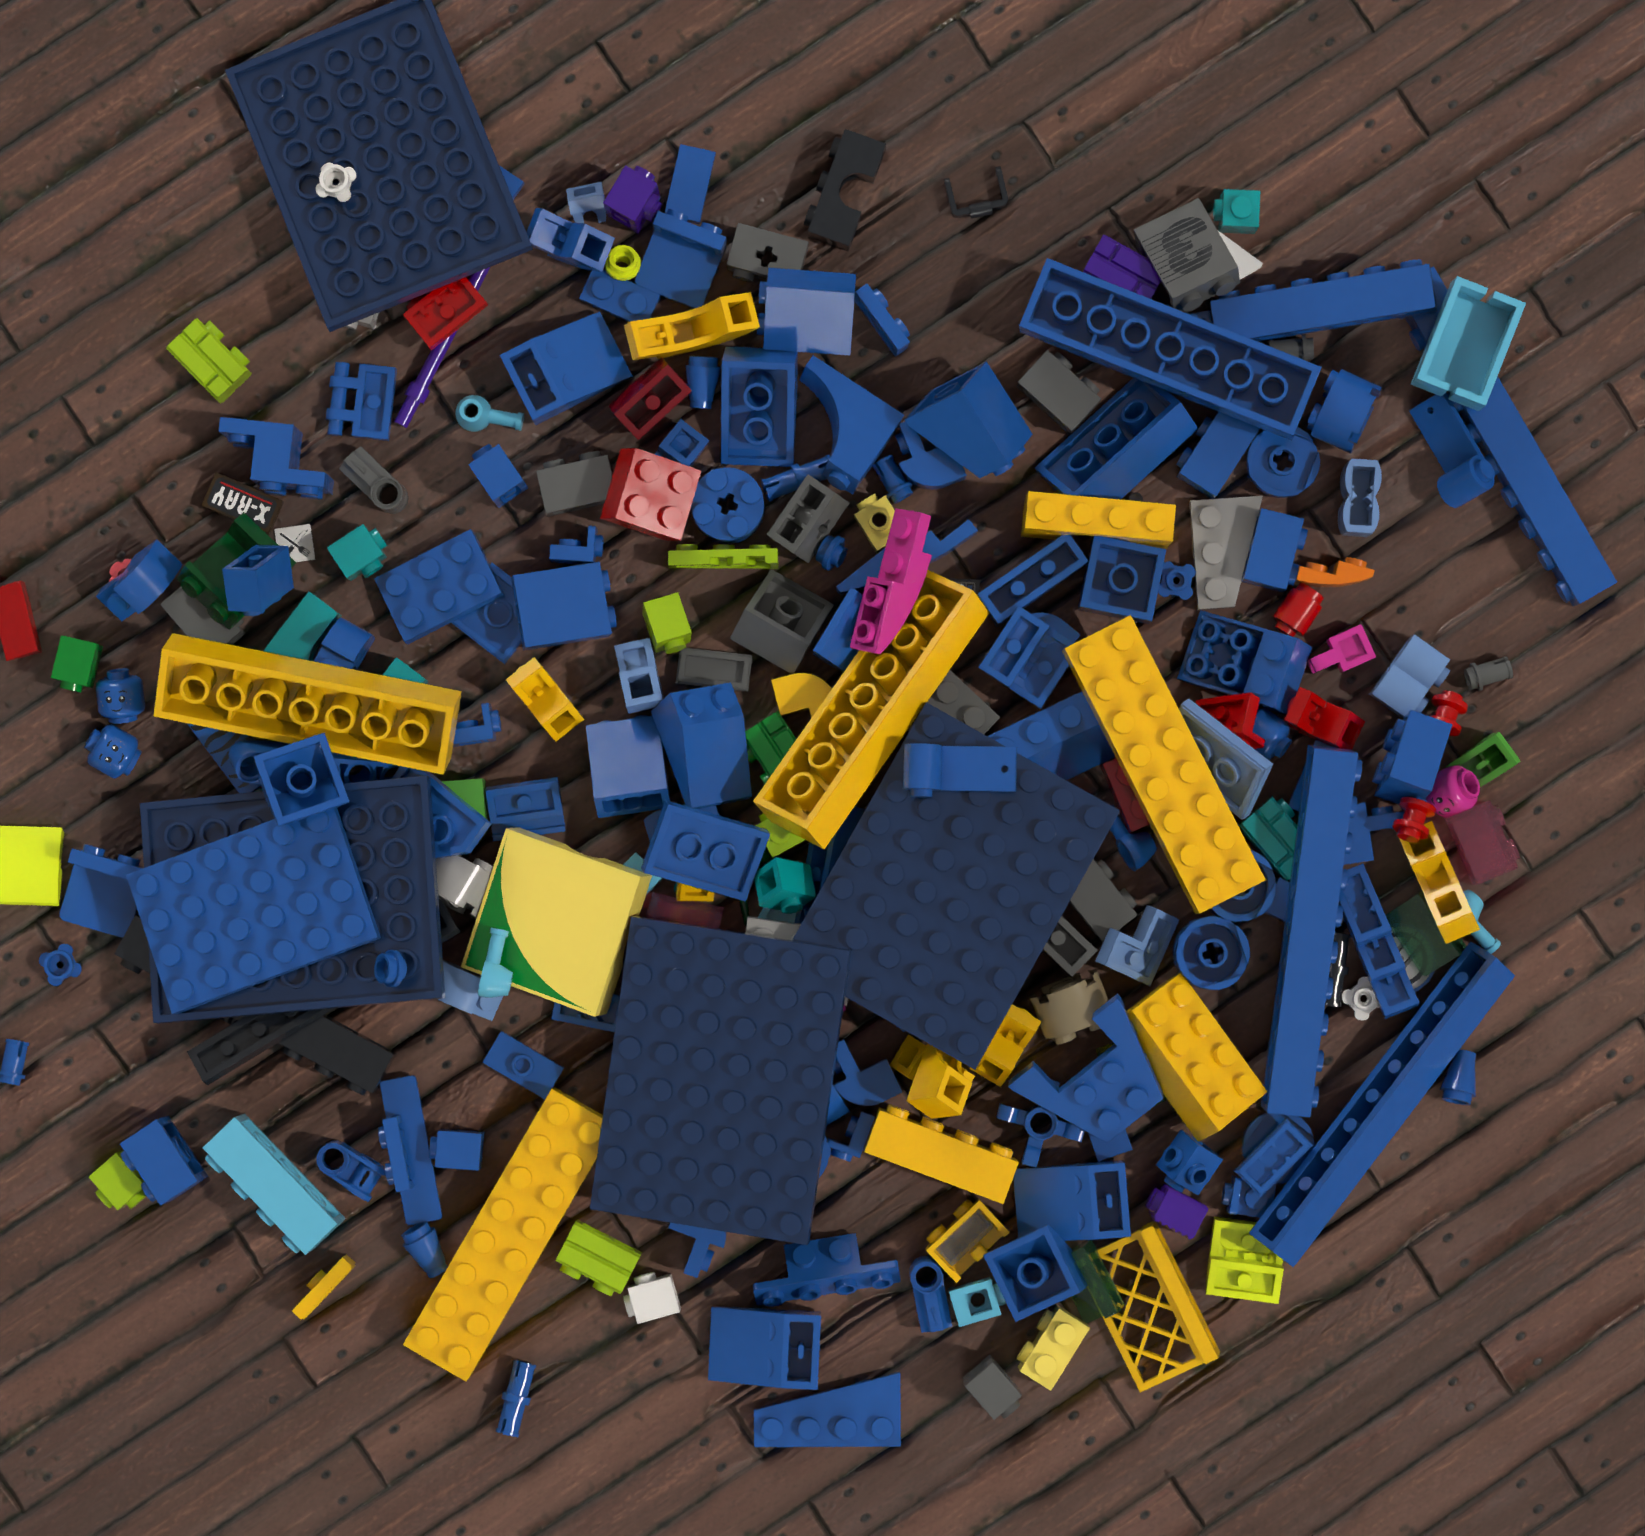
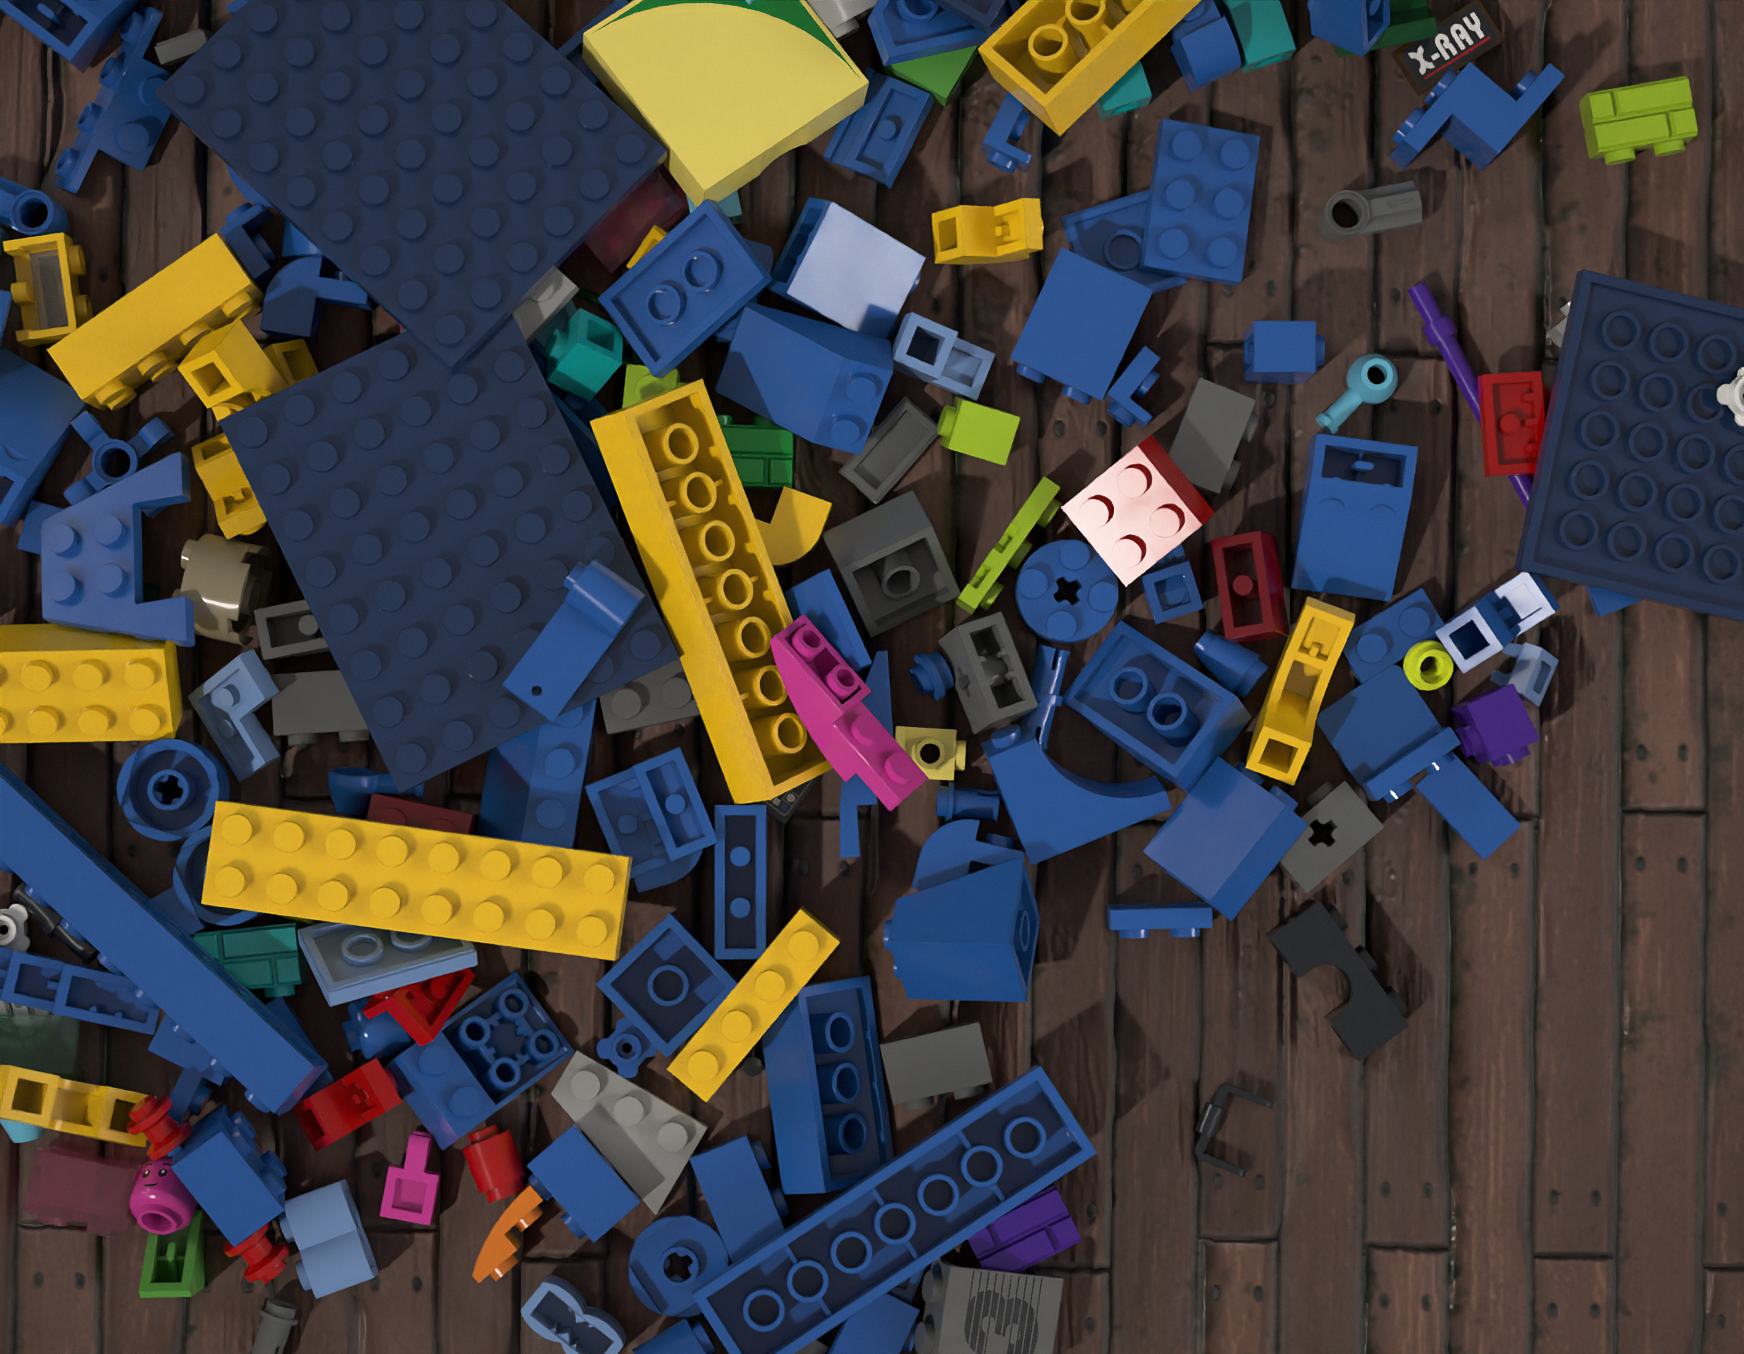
camera: 120 degrees right, 0 degrees up
(298, 540) = (1361, 77): white sticker -> none
(359, 552) = (1301, 138): teal brick -> none
(372, 404) = (1465, 273): blue plate -> none
(763, 1254) = (182, 47): none -> dark grey tile

